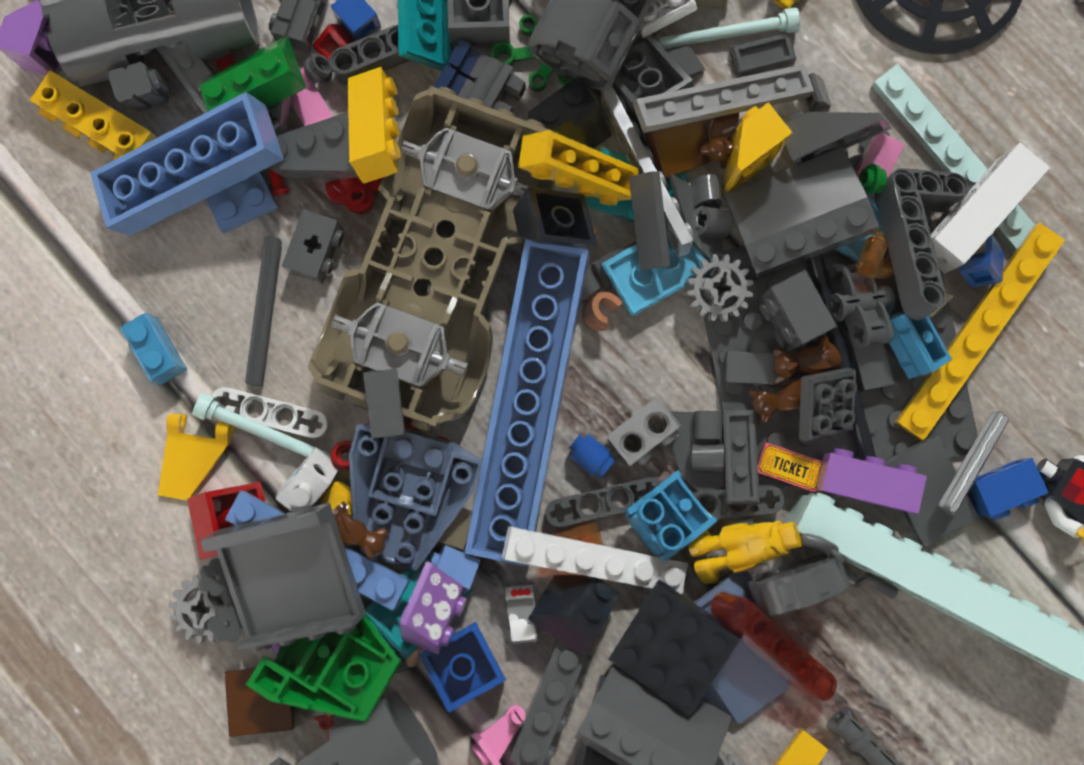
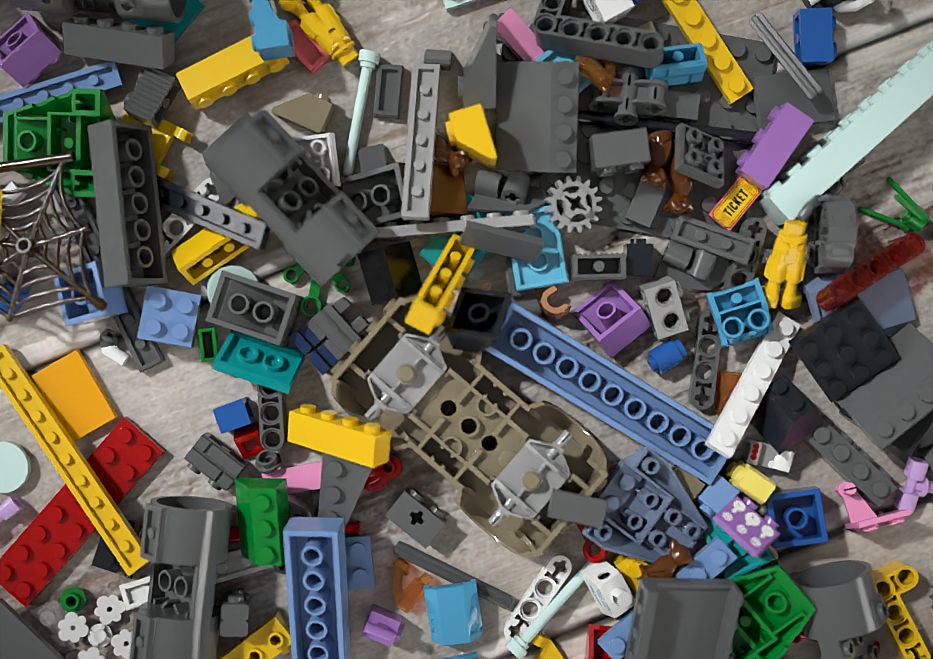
camera: 70 degrees left, 5 degrees up
(180, 253) = (383, 626): none -> medium lavender brick
(221, 271) = (407, 598): none -> clear orange plant
(222, 324) = (454, 612): none -> dark azure slope
(485, 598) = (750, 481): none -> light yellow brick
(609, 380) = (612, 318): none -> medium lavender slope
(660, 340) = (598, 266): none -> dark grey brick
(686, 383) = (638, 258): none -> black brick
(854, 677) = (912, 215): none -> green plant
(873, 179) = (531, 46): green plate -> none

